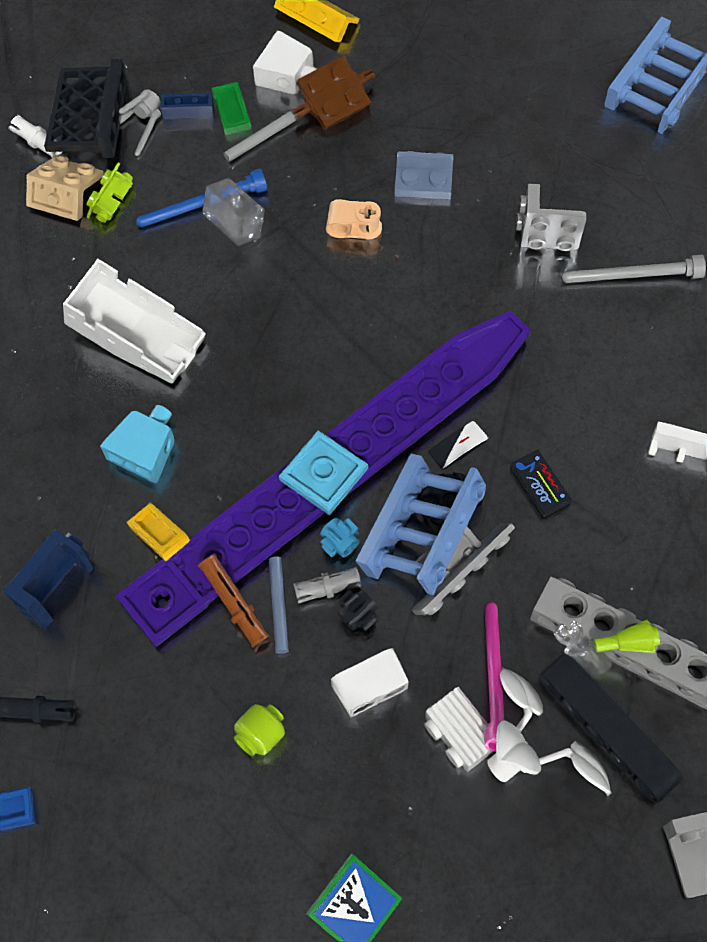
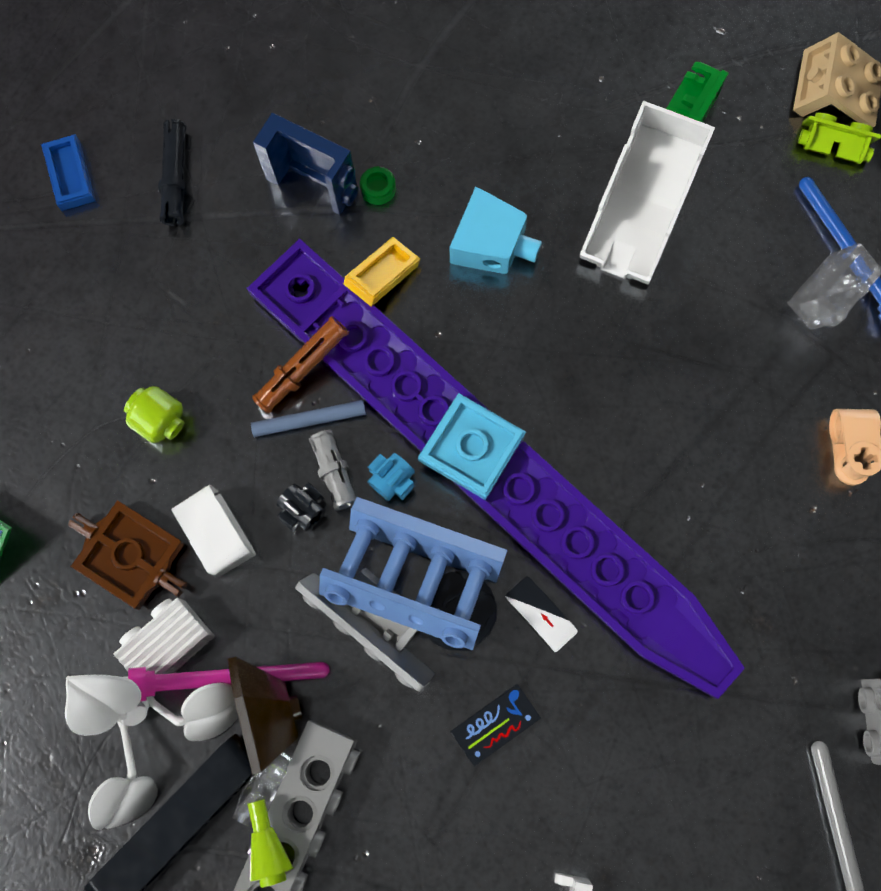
camera: 85 degrees right, 10 degrees up
(51, 282) = (697, 93): none -> green hinge
(76, 526) = (377, 185): none -> green tile
(382, 760) = (127, 555): none -> reddish brown plate
(527, 645) = (264, 713): none -> dark brown slope

